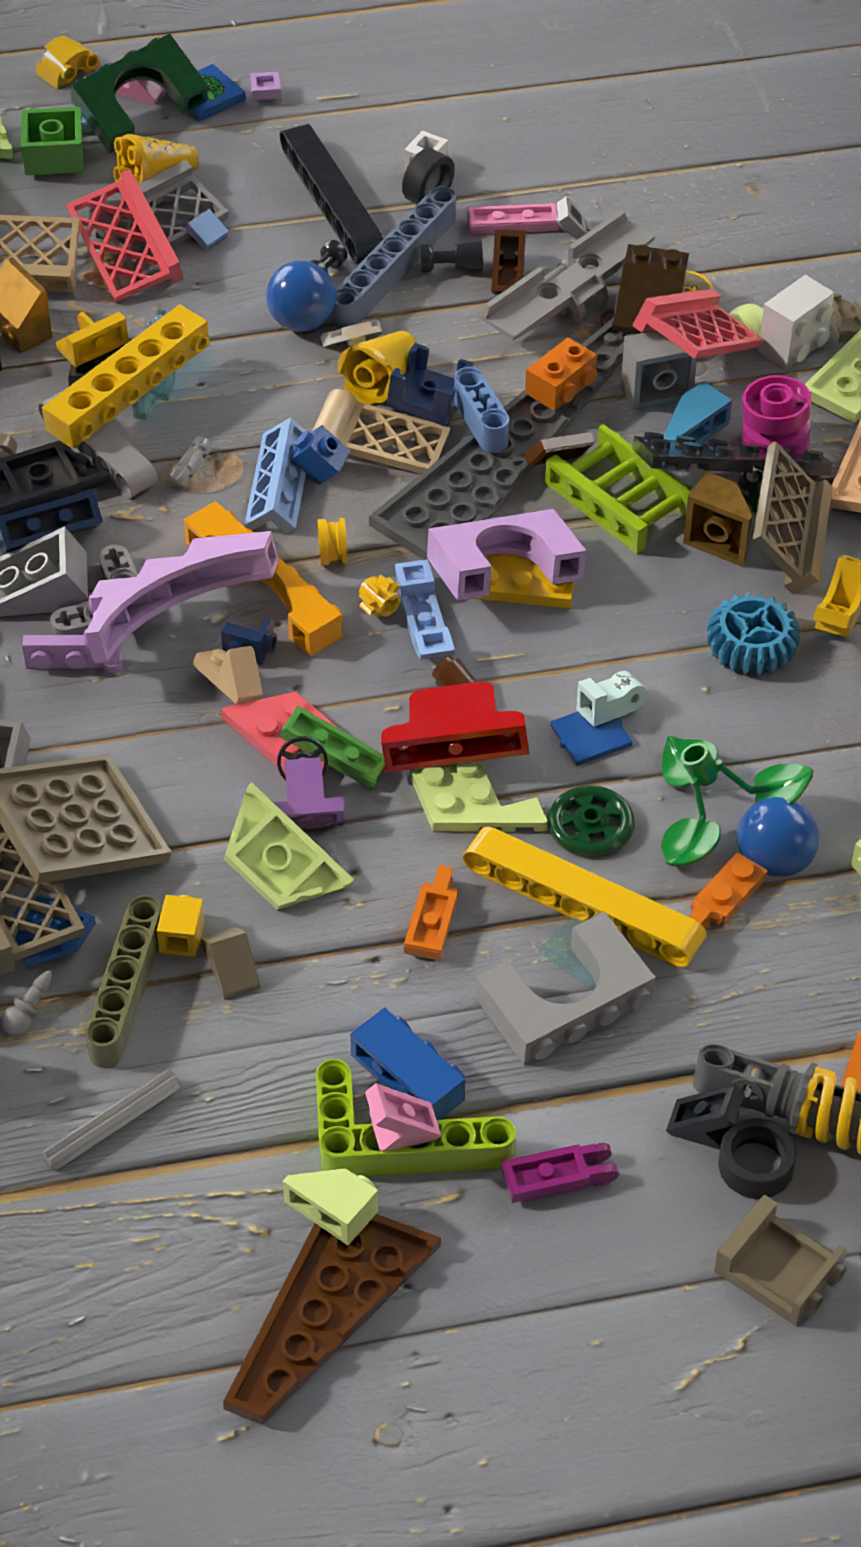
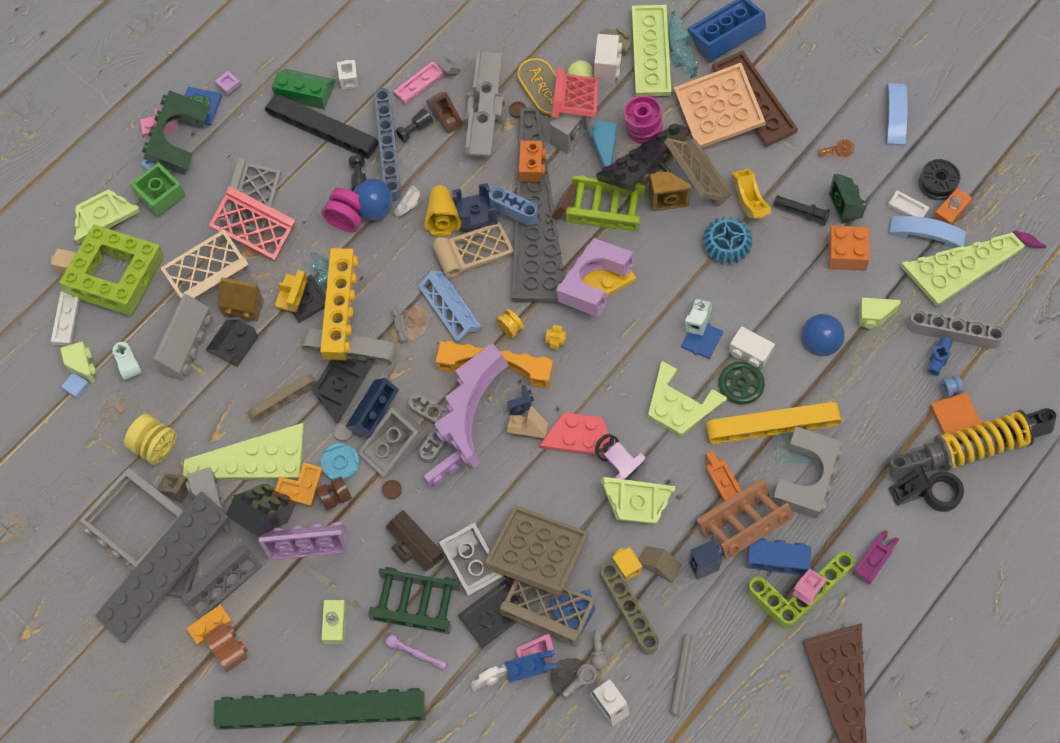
camera: 35 degrees left, 15 degrees up
(64, 60) = (111, 135): yellow cylinder -> none
(150, 156) = (218, 171): yellow cone -> none
(207, 229) = (282, 189): light blue tile -> none
(248, 285) = (342, 210): none -> dark pink wheel
(291, 988) = (705, 559): none -> dark blue brick
(319, 454) = (461, 281): blue brick -> none
(333, 1200) = (814, 642): yellowish green slope -> none
(342, 750) = (618, 427): bright green tile -> none
(353, 140) = (303, 88): none -> green slope
(403, 977) = (736, 505): none -> nougat fence
(422, 610) = (580, 332): light blue slope -> none
(426, 172) = (365, 88): black tyre -> none
(452, 672) = (627, 355): reddish brown cone -> none
(454, 728) = (653, 381): red brick -> none
(644, 275) = (527, 86): dark brown slope -> none
(648, 783) = (751, 348): none -> white brick
(697, 764) = (793, 362): green plant -> none
(727, 891) = (824, 376): orange hinge -> none
(779, 1263) = (991, 530): dark tan panel -> none

